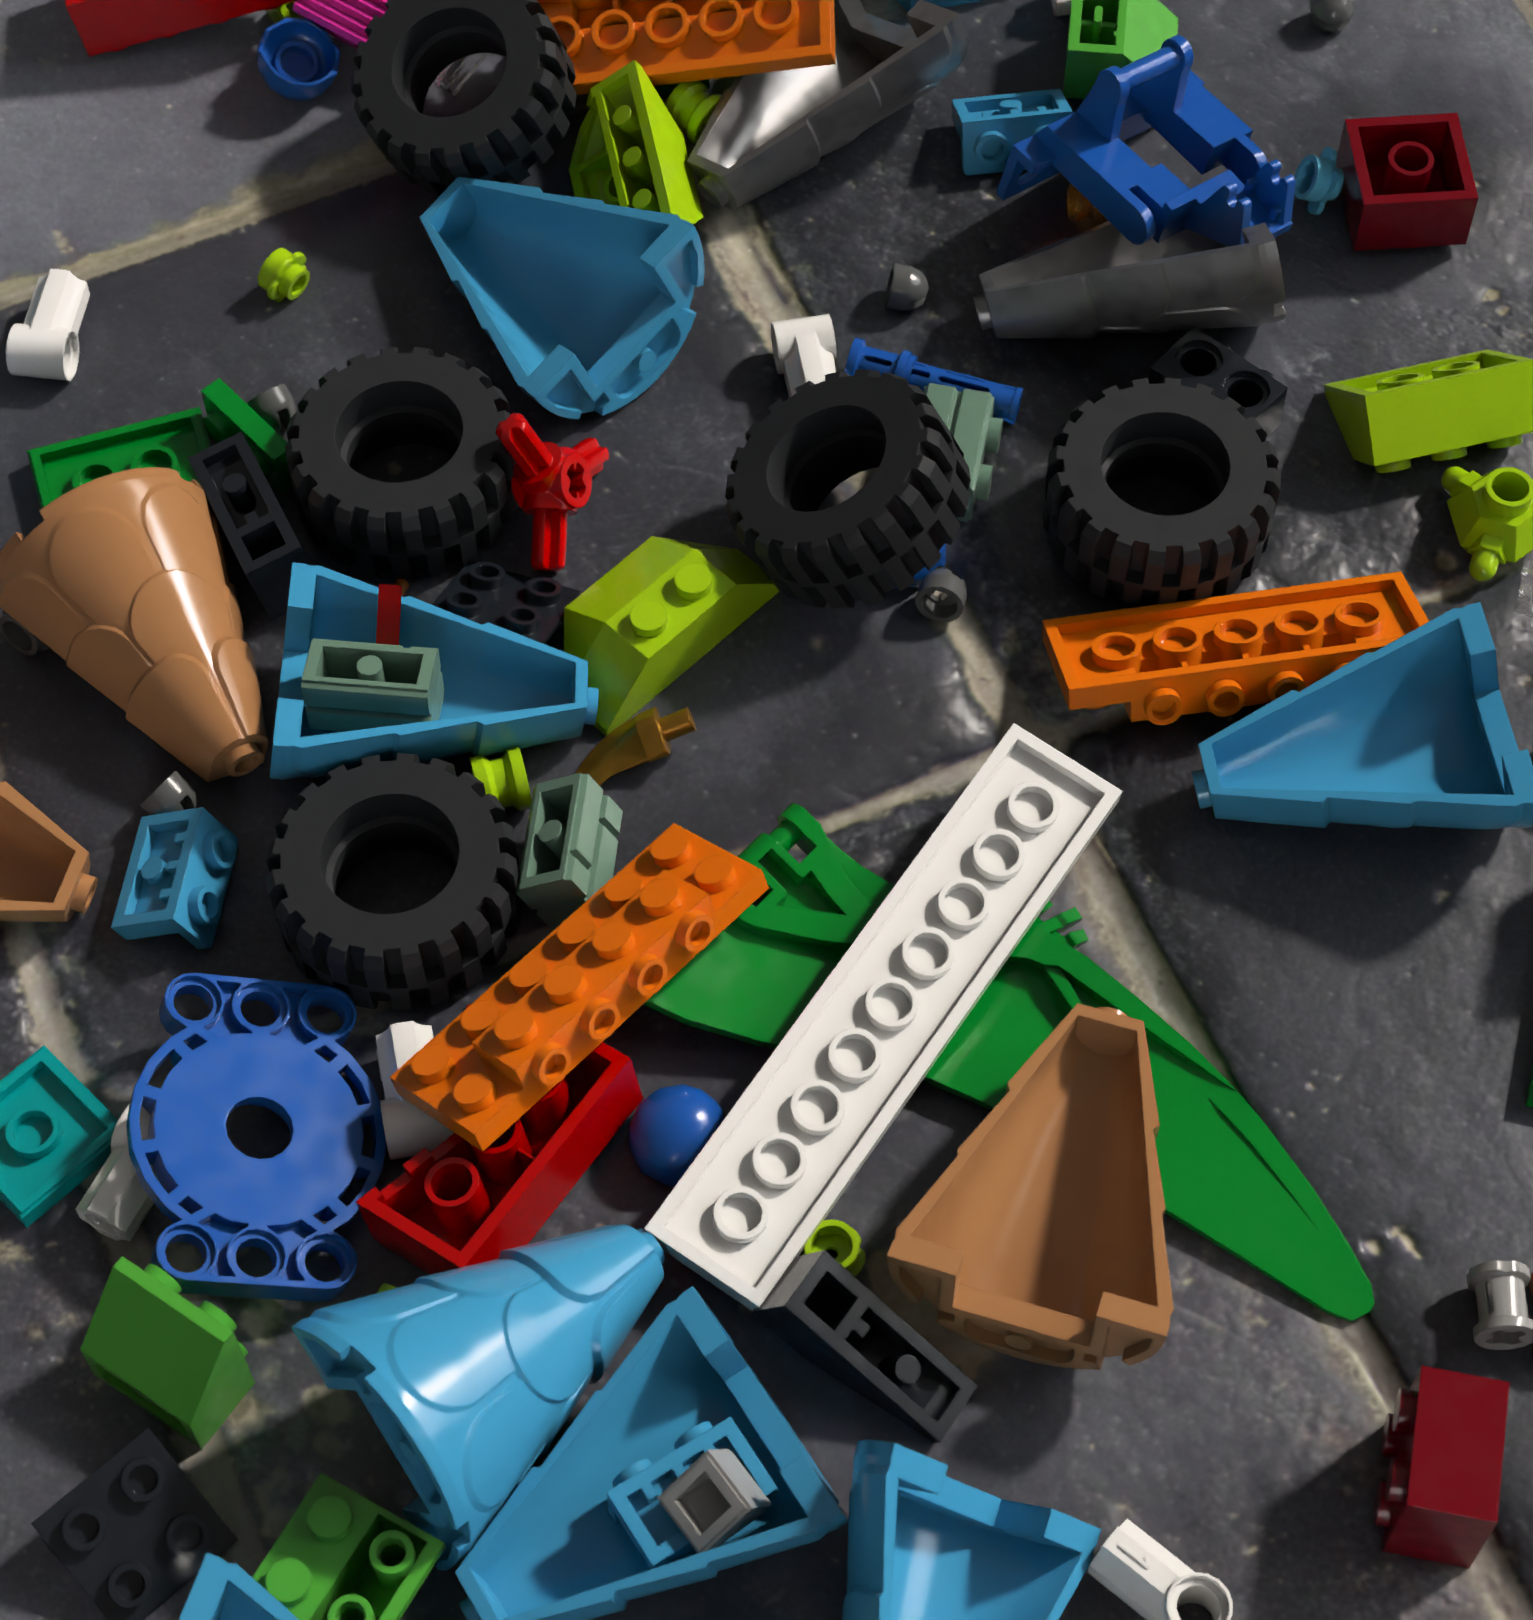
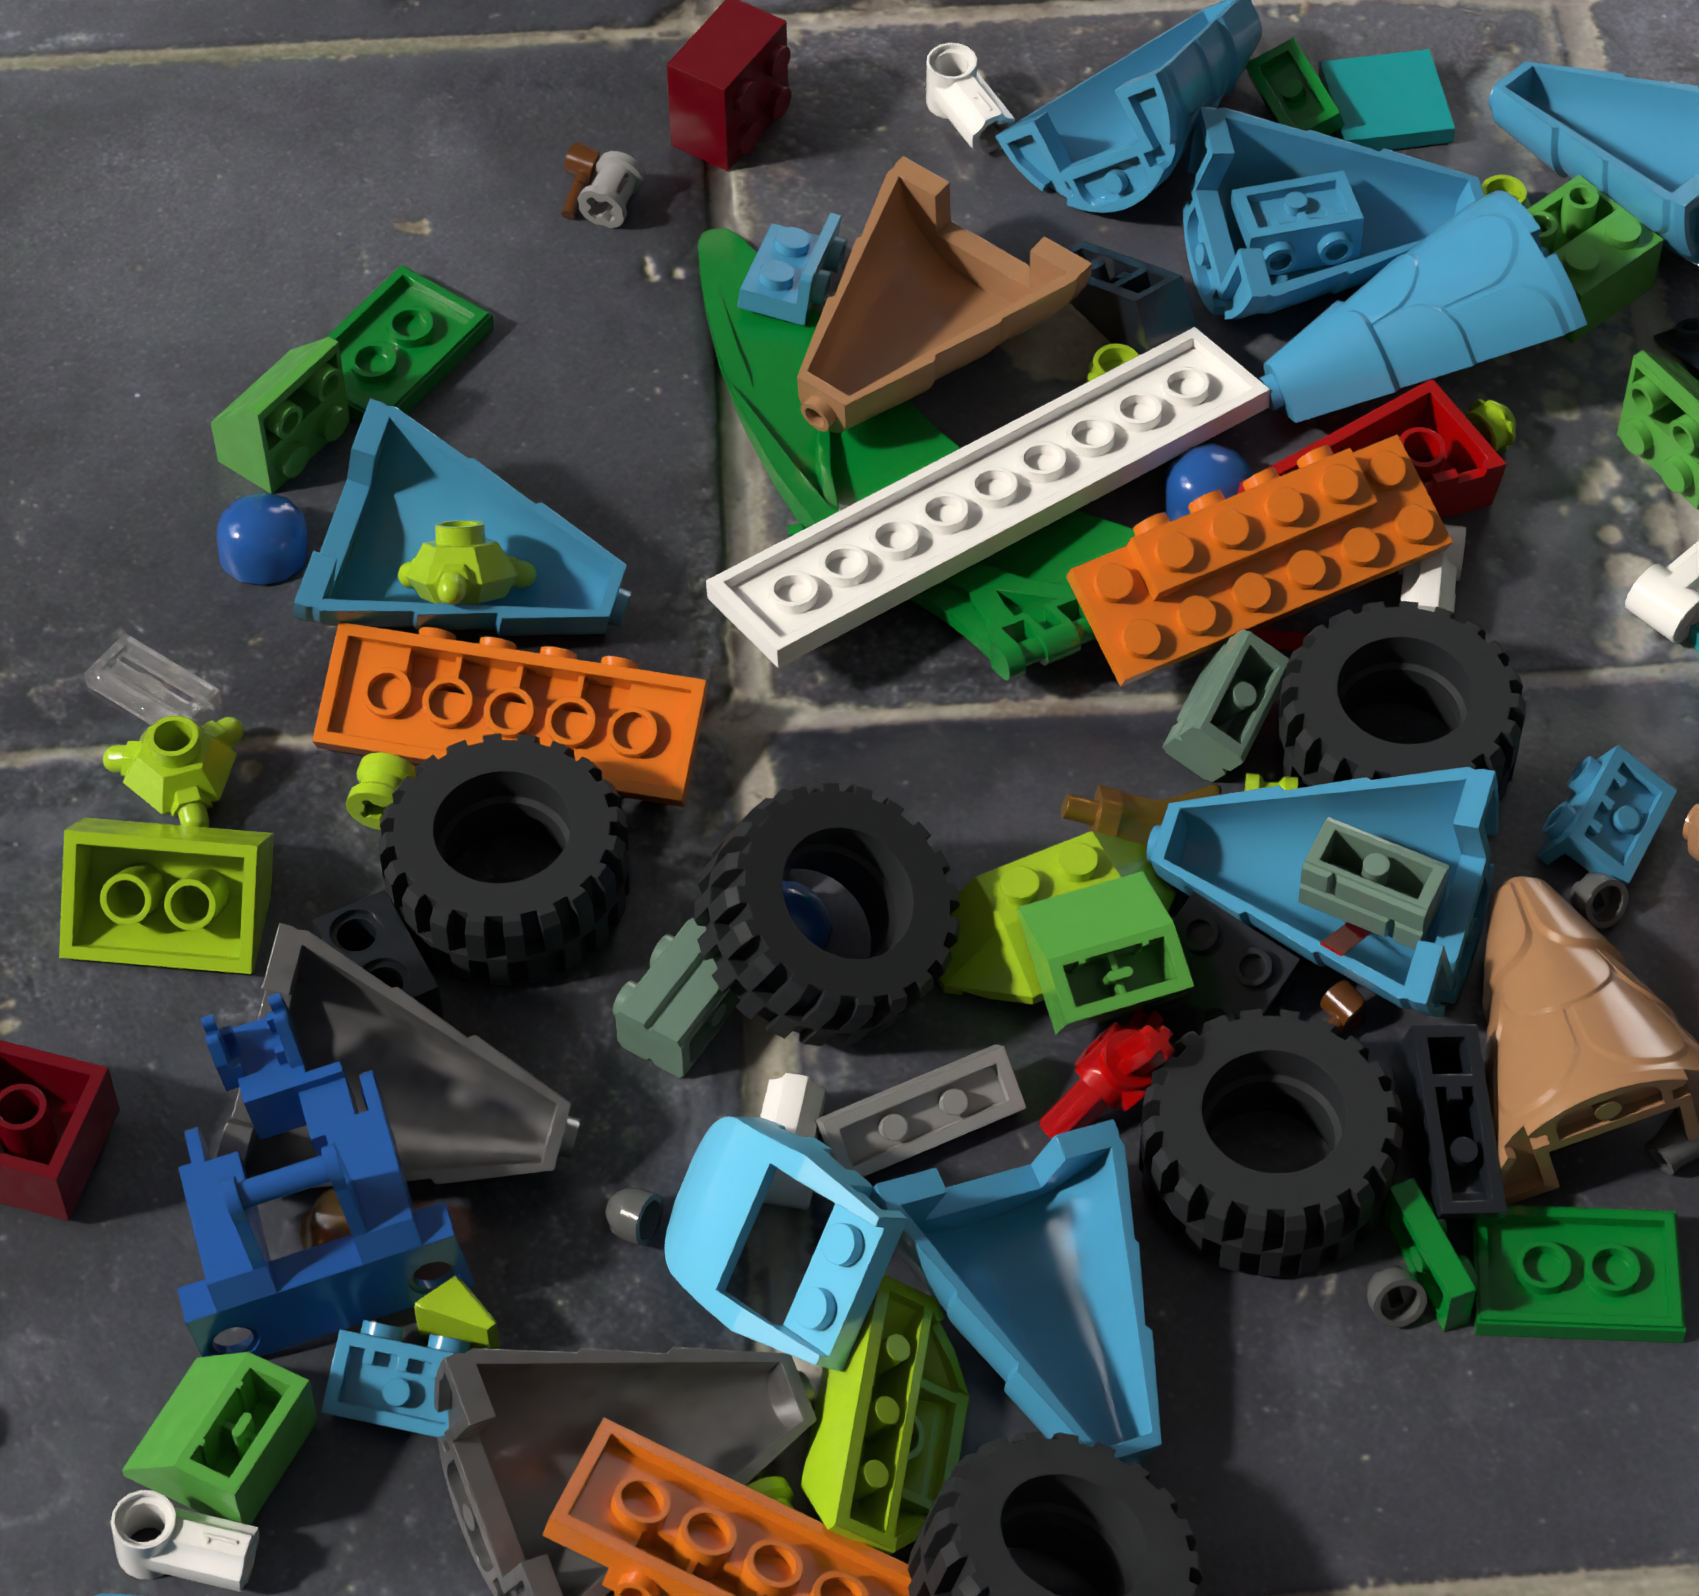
camera: 160 degrees left, 5 degrees down
(48, 338) = (1638, 1465): white piece -> none
(240, 1201) = (1591, 611): blue piece -> none
(284, 275) = (1338, 1466): lime plate -> none
(592, 540) = (1104, 952): none -> bright green slope
(708, 422) = (923, 1112): none -> light grey plate
(713, 1499) = (1282, 184): light grey slope -> none
(776, 232) = (720, 1208): none -> medium azure slope
(906, 365) = (686, 1103): blue pin -> none
(982, 167) = (456, 1314): none -> lime slope
(1243, 1253) = (793, 271): none -> dark azure bracket
(1308, 545) = (378, 778): none -> lime wheel
(1318, 179) = (107, 1186): medium azure plate -> none
(1359, 735) = (464, 566): none -> lime rock

